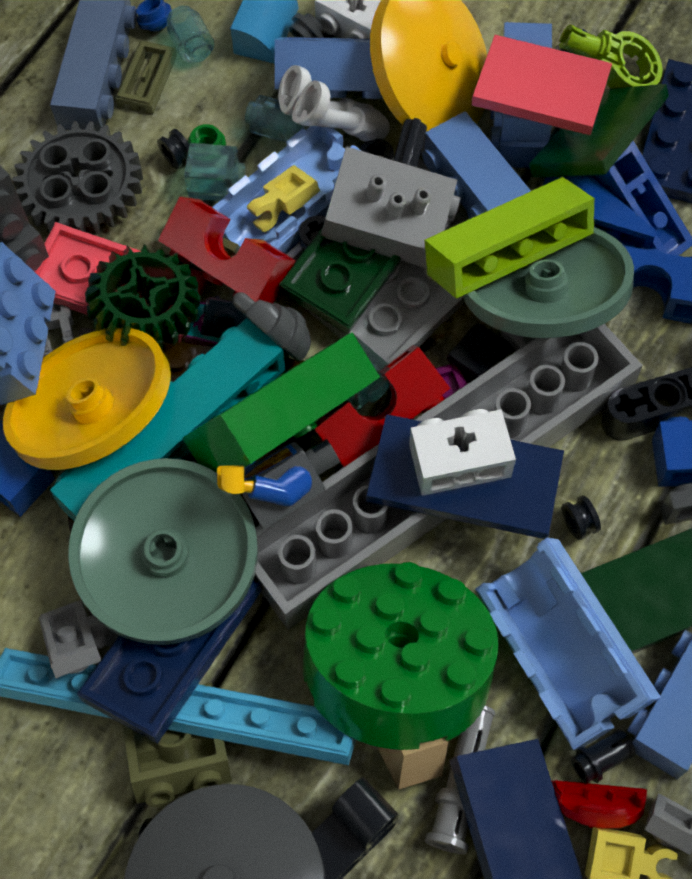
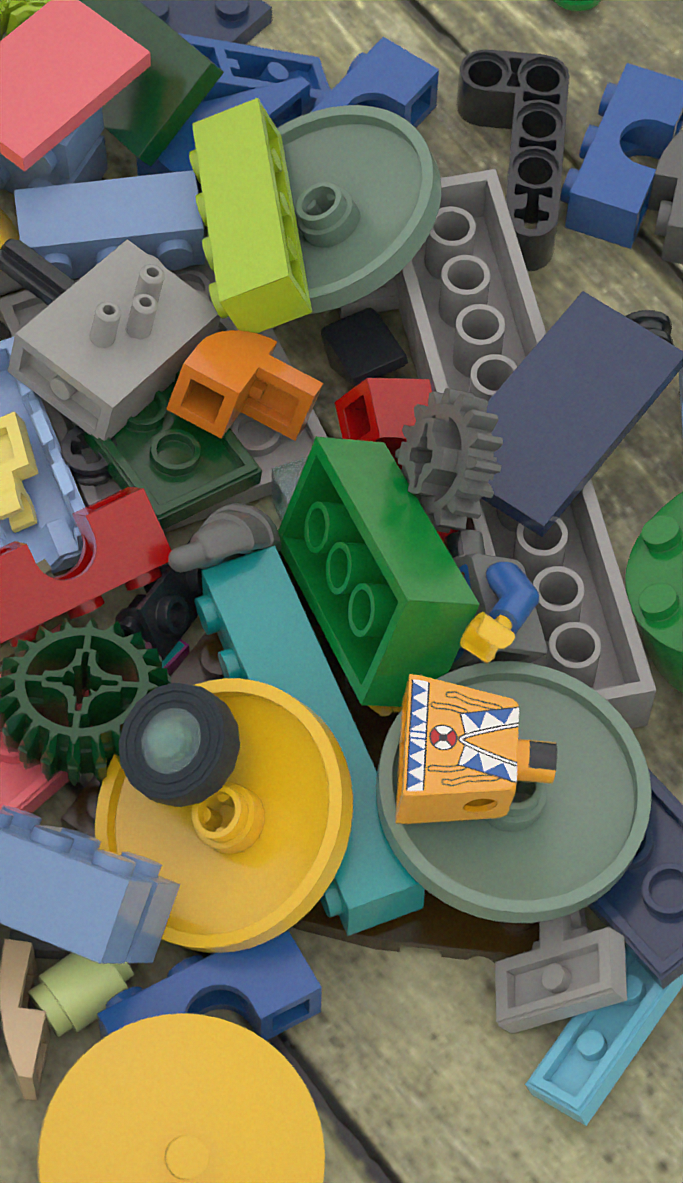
camera: 70 degrees left, 5 degrees down
(112, 350) = (179, 744): none -> black wheel
(154, 501) = (463, 754): none -> light orange torso
(368, 412) = (450, 457): none -> dark grey gear
(400, 280) = (238, 374): none -> orange brick
(484, 444) = (546, 387): white brick -> none

